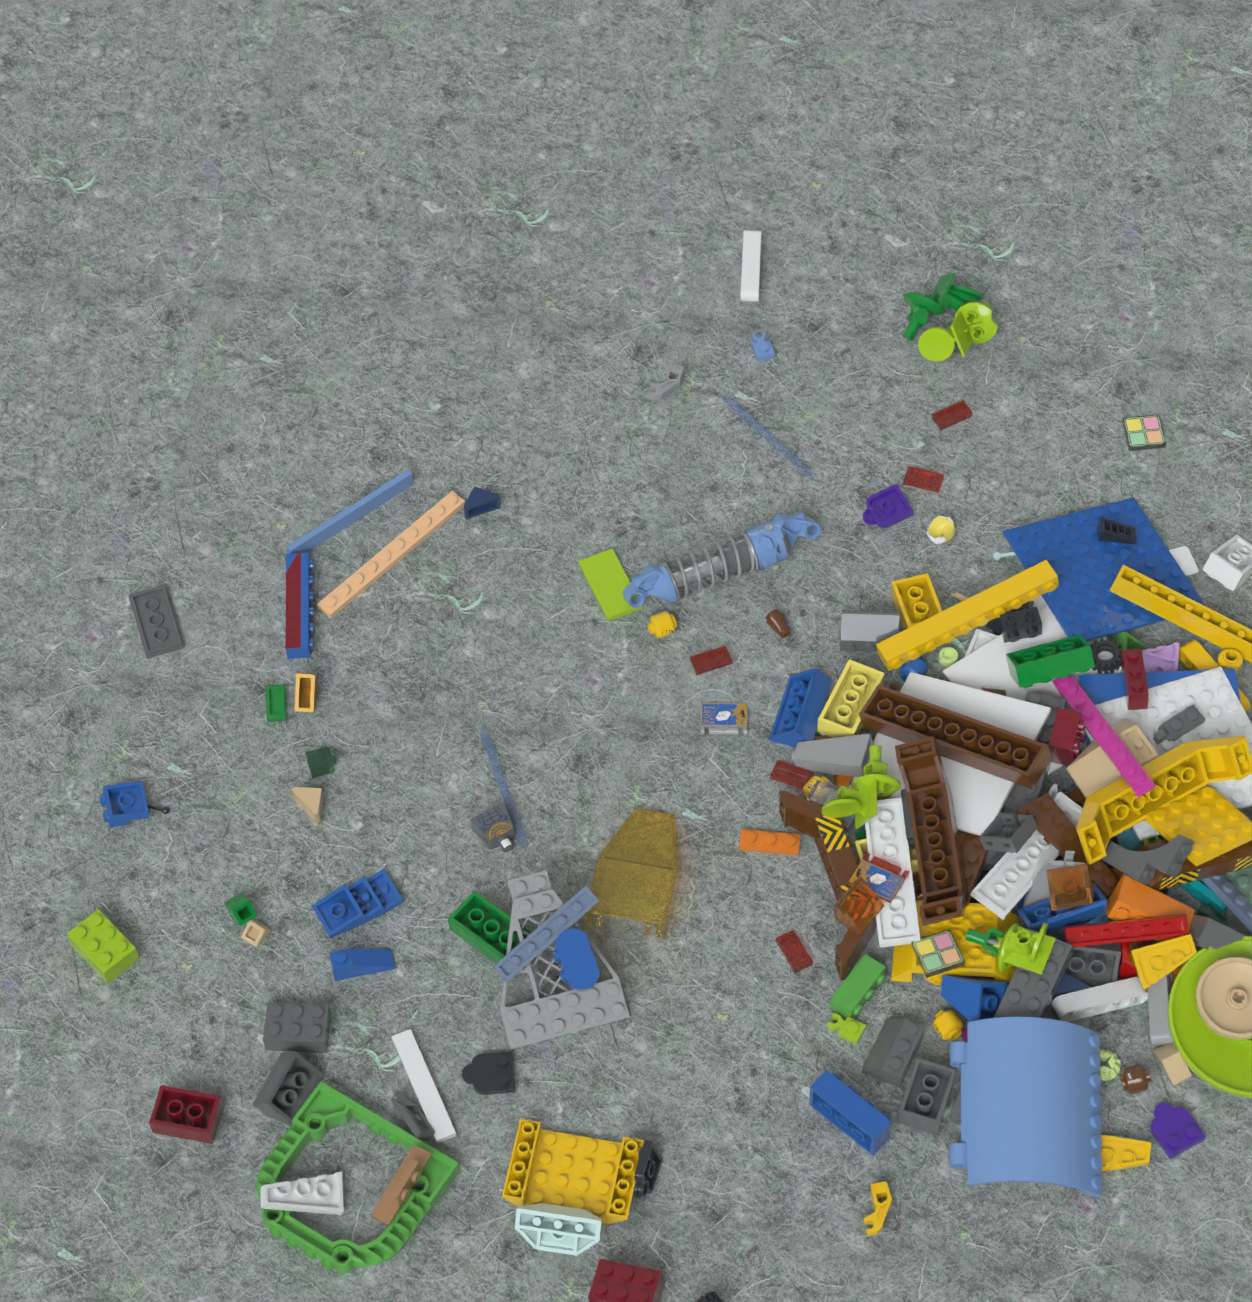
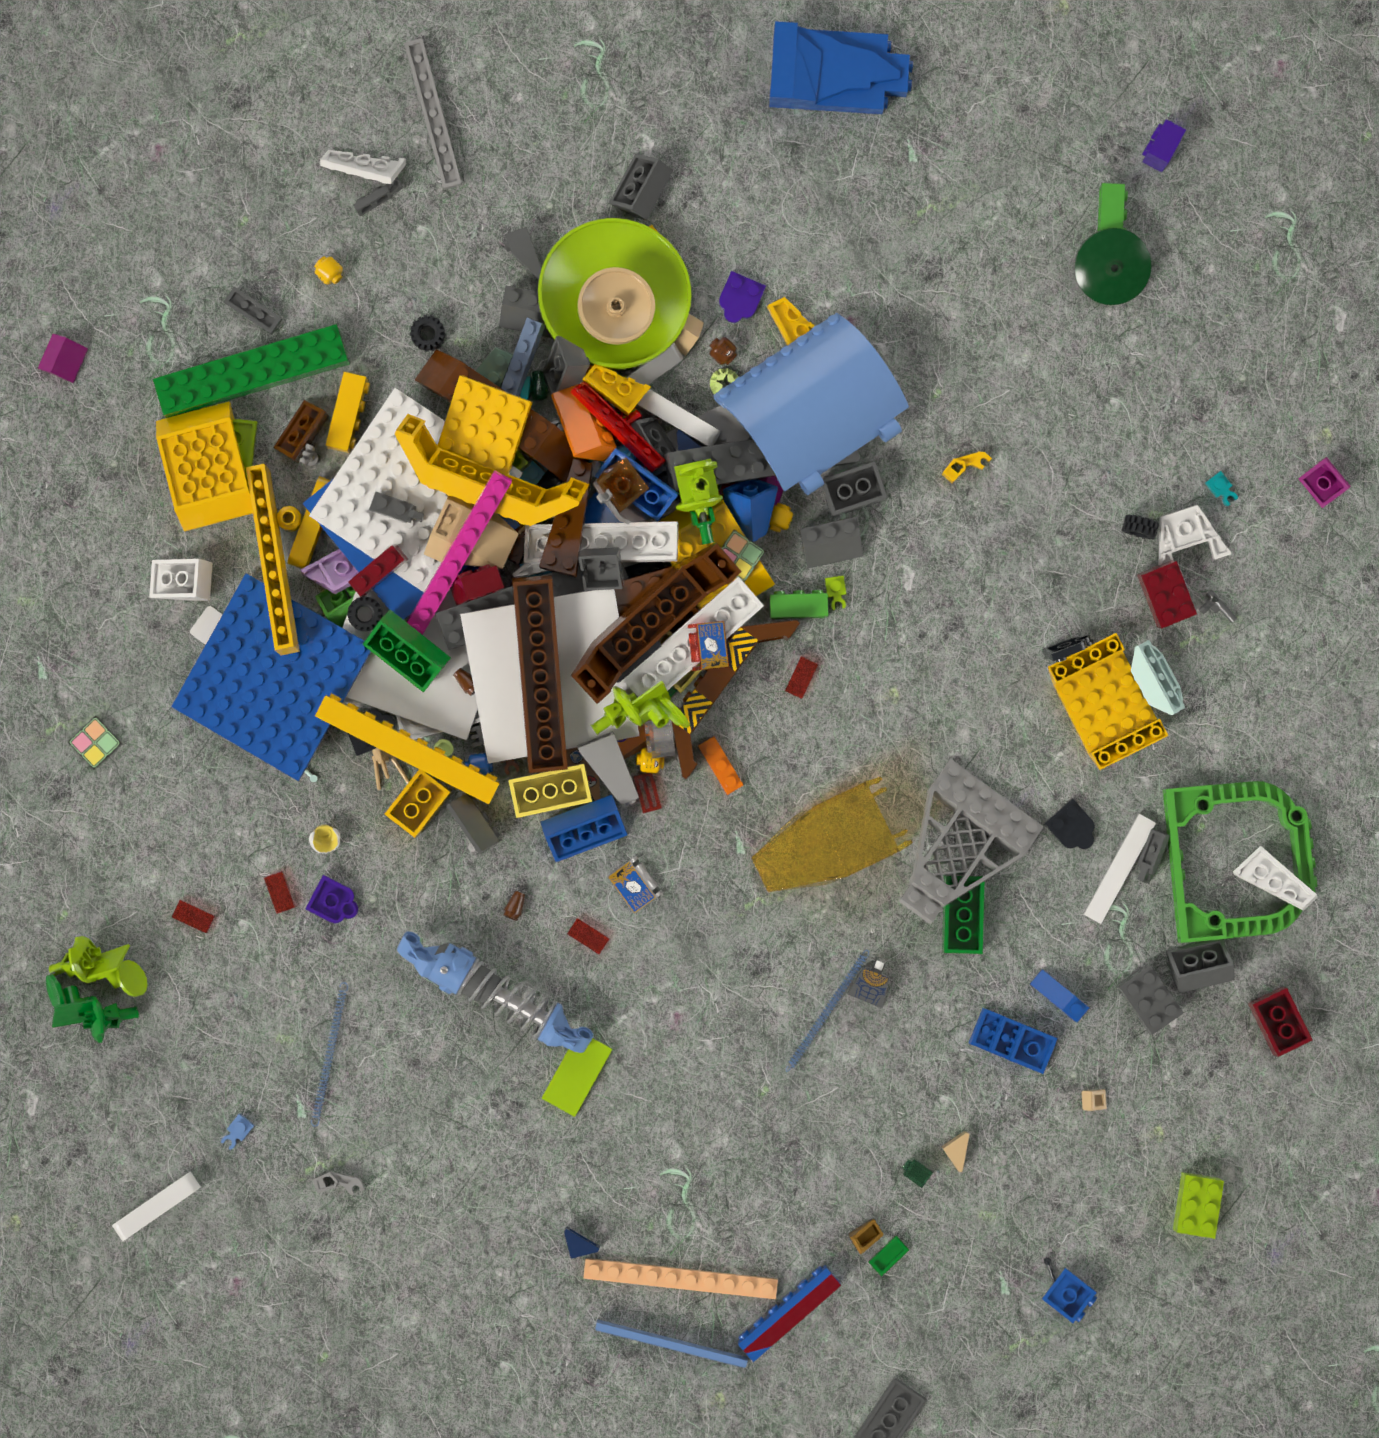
camera: 135 degrees left, 30 degrees up
(240, 909) = (1089, 1124): green brick -> none
(401, 1185) = (1217, 814): medium nougat bracket -> none
(546, 934) = (950, 859): sand blue plate -> none
(576, 960) = (950, 823): blue brick -> none
(662, 624) = (587, 998): yellow head -> none
(850, 1112) = (911, 534): blue brick -> none
(857, 906) = (748, 639): clear orange slope -> none
(1021, 624) = (383, 701): black bracket -> none
(1110, 532) = (235, 702): black slope -> none
(1142, 864) = (555, 447): dark grey arch -> none

